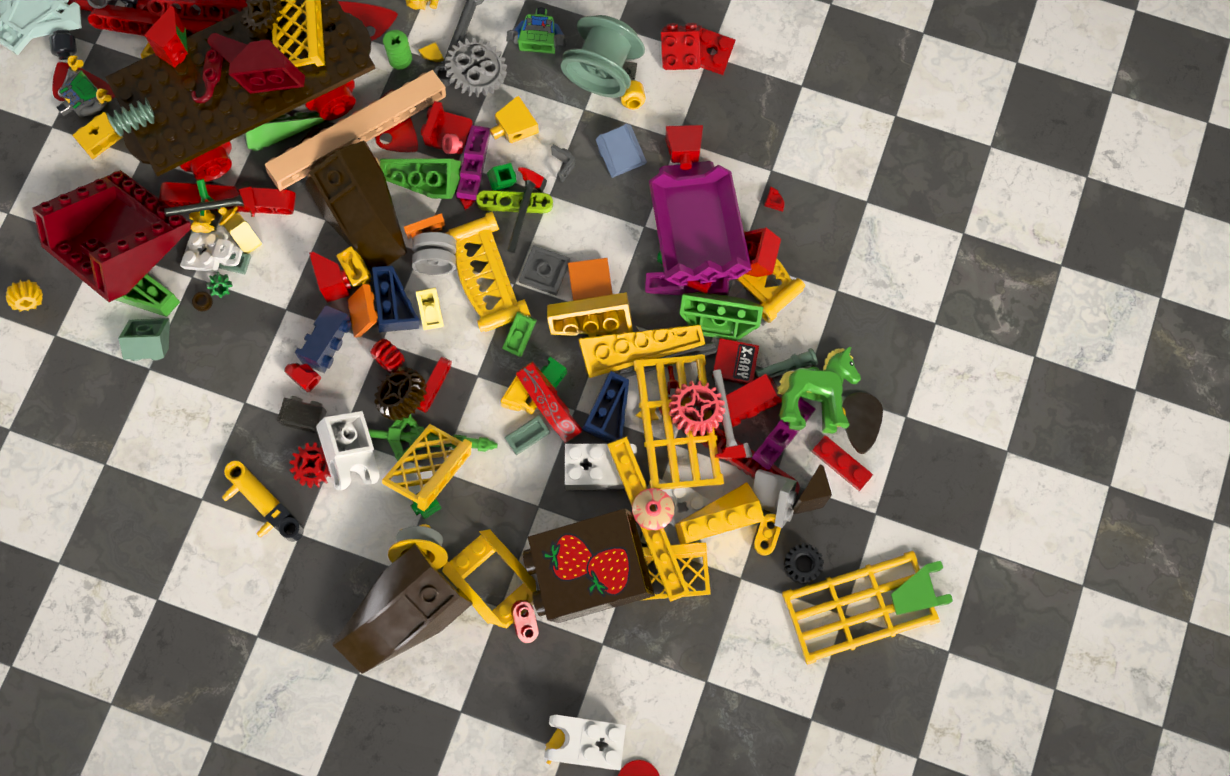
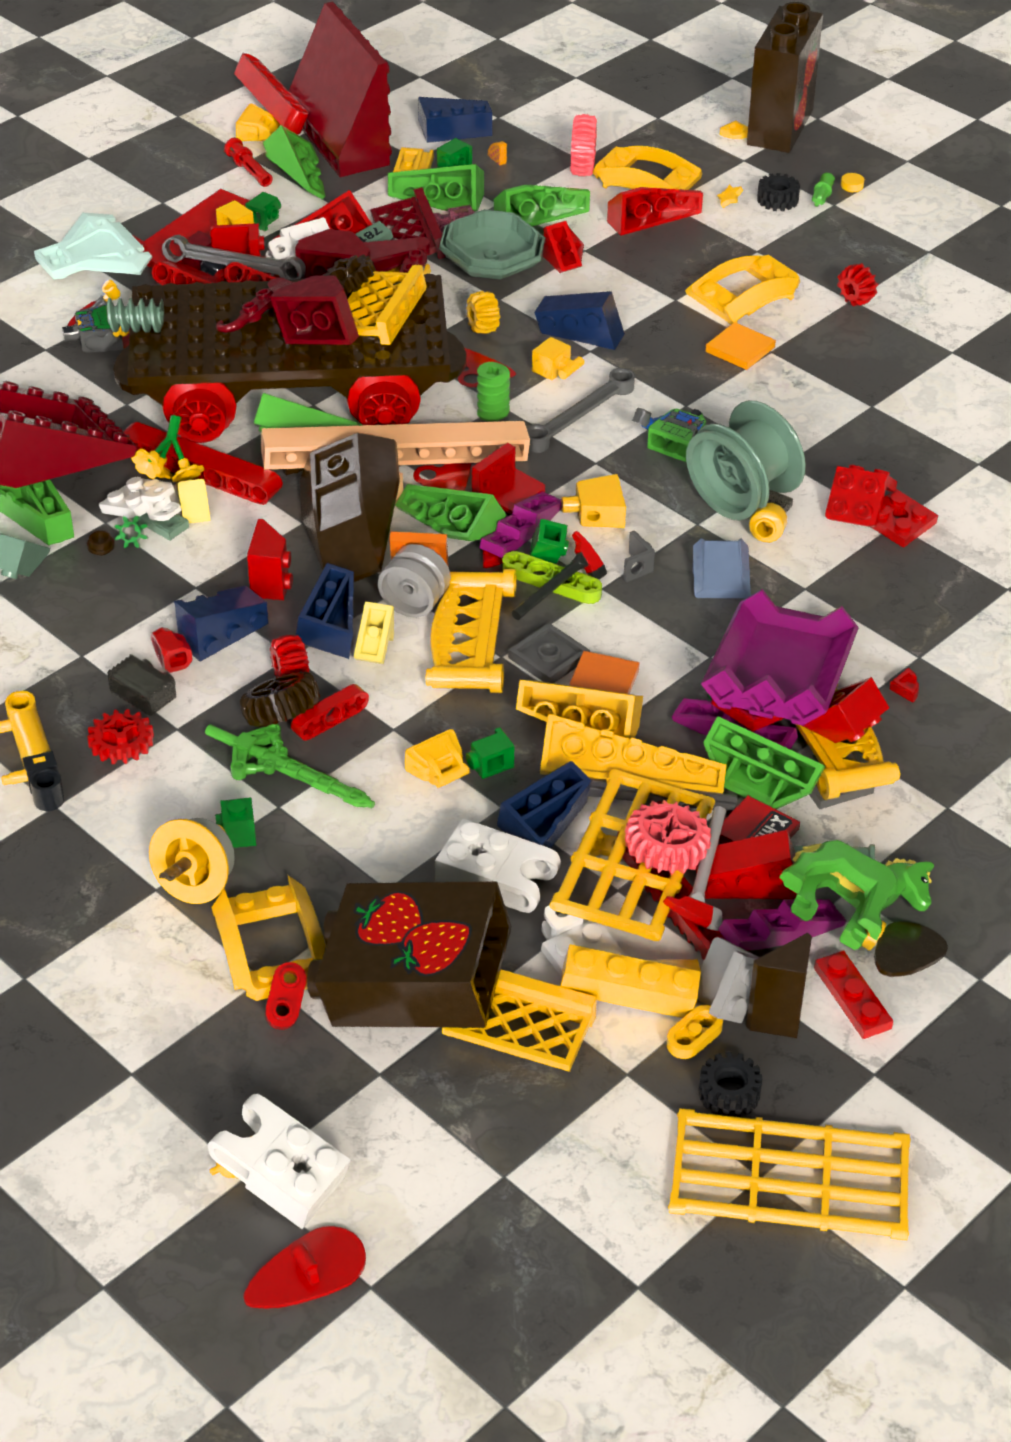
camera: 25 degrees right, 30 degrees down
(62, 44) = (107, 273): black head -> none
(96, 136) = (89, 365): yellow brick -> none
(168, 38) = (225, 261): red slope -> none
(244, 199) = (217, 460): pearl dark grey piece -> none
(348, 448) = (176, 726): white brick -> none
(354, 267) = (305, 561): yellow piece -> none
(362, 310) = (288, 607): orange tile -> none
(400, 611) = (125, 914): dark brown wedge -> none
(431, 53) = (533, 414): yellow tile -> none
(440, 478) = (264, 789): yellow fence -> none
(451, 144) = (504, 492): coral tile -> none
(475, 67) = (580, 439): light grey gear -> none
(519, 334) = (474, 697): bright green plate -> none
(527, 435) = (420, 808): sand green tile -> none
(548, 402) = (468, 768): red slope -> none
(647, 518) = (544, 931): tan dish -> none
(656, 539) = (528, 940): yellow tile -> none
(684, 144) = (812, 587): red torso -> none
(918, 592) = (893, 1184): bright green flag -> none

